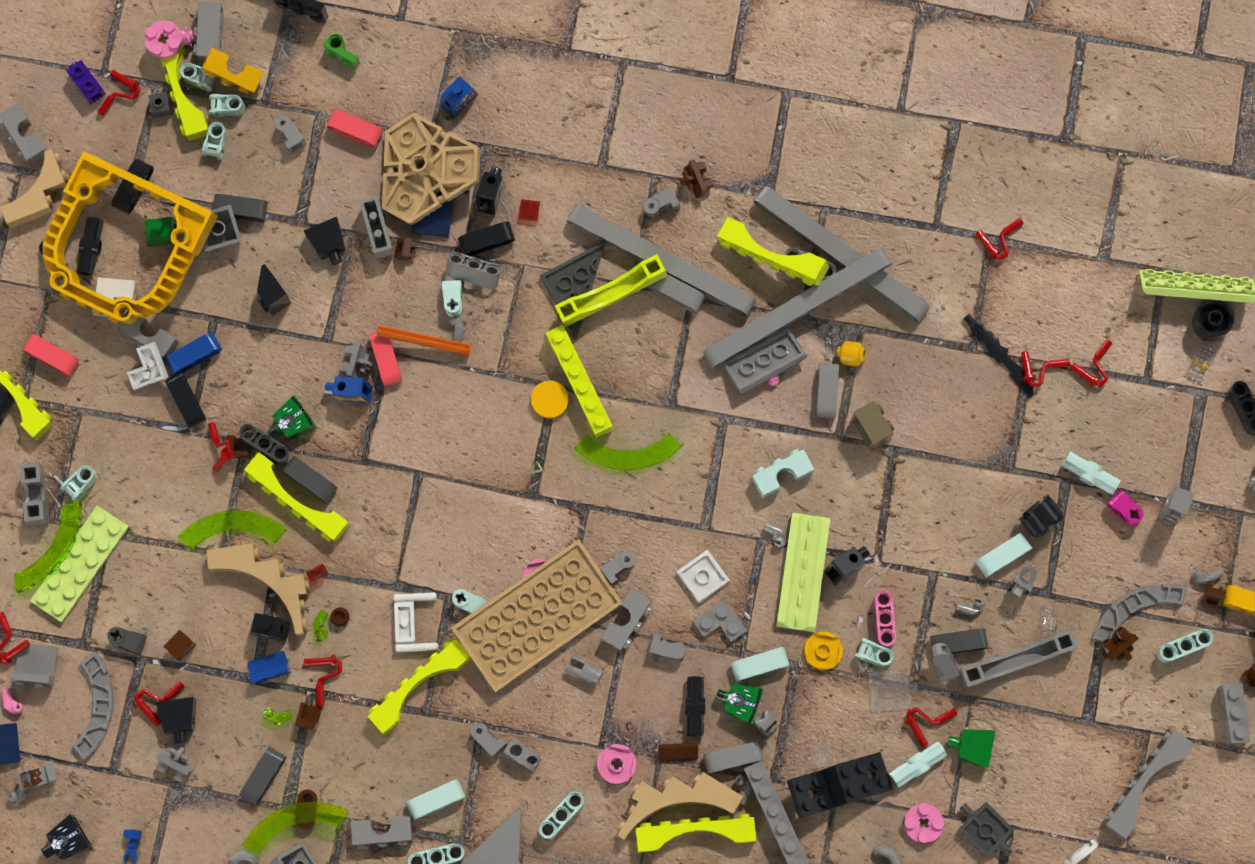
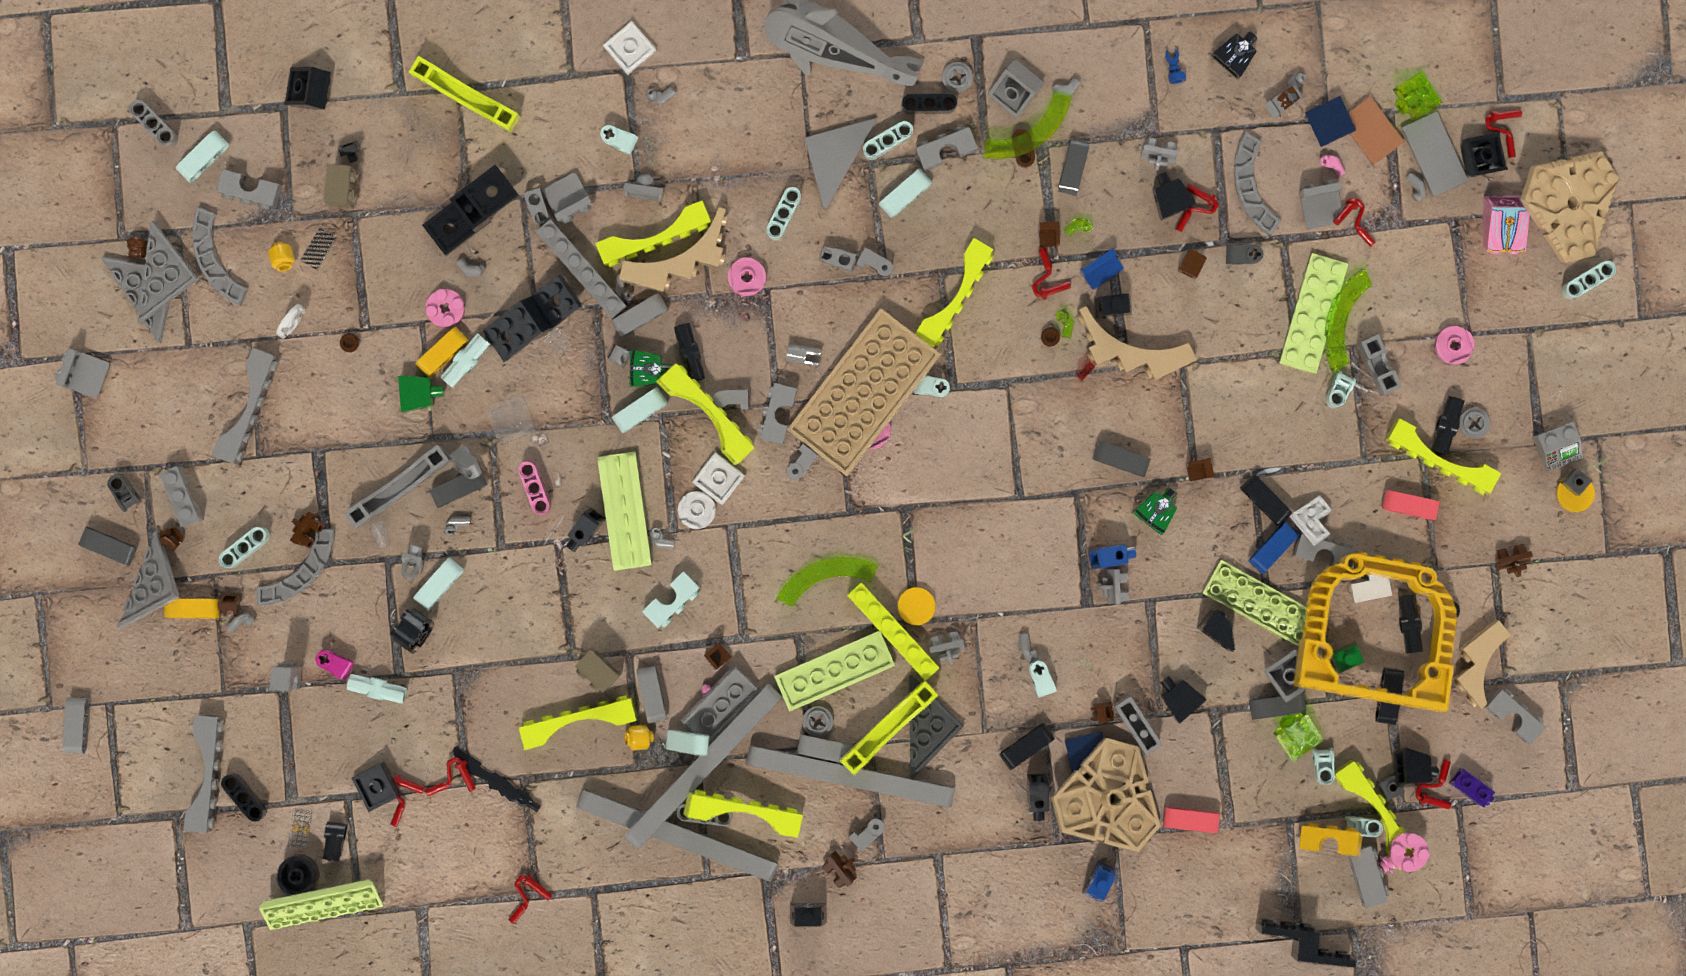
camera: 155 degrees right, 10 degrees up
(133, 113) = (1413, 768): none -> black torso
(222, 105) = (1329, 805): light aqua piece -> none
(225, 307) = (1257, 602): none -> yellowish green plate
(226, 453) = (1208, 457): red piece -> none
(230, 175) = (1297, 735): none -> clear neon green plate
(230, 521) = (1181, 398): clear neon green tile -> none
(259, 436) = (1183, 485): dark grey beam -> none
(289, 131) = (1256, 799): light grey leg -> none
(330, 524) = (1168, 452): neon yellow arch -> none
(347, 58) = (1222, 889): bright green plate -> none
(385, 359) = (1087, 599): coral beam -> none
(405, 622) = (986, 349): white plate -> none
(424, 340) = (1054, 626): orange axle -> none
(473, 270) = (1029, 710): light grey beam -> none
(524, 351) = (947, 650): none -> light grey hips
(529, 210) = (994, 789): clear red tile -> none
(646, 361) = (834, 670): none -> yellowish green plate
(676, 310) = (808, 723): none -> light grey gear
(677, 752) = (693, 305): reddish brown slope -> none
(679, 605) = (733, 443): none -> neon yellow arch
(723, 617) = (690, 445): light grey plate -> none
(733, 552) = (696, 510): none -> white tile
(739, 145) = (808, 914): none -> black torso
(754, 408) = (717, 656): none -> reddish brown panel
(806, 333) = (687, 742): none -> light aqua beam
(823, 651) = (584, 441): yellow tile -> none
(865, 383) = (538, 733): none -> neon yellow arch
(873, 653) = (536, 452): light aqua piece -> none
(938, 720) = (483, 400): red piece -> none
(938, 779) = (442, 352): none -> yellow beam
(986, 829) = (385, 319): dark grey plate -> none
(1028, 817) = (349, 342): none -> reddish brown plate
(1116, 381) = (376, 786): none -> black tile
(1168, 346) = (335, 835): none -> black piece

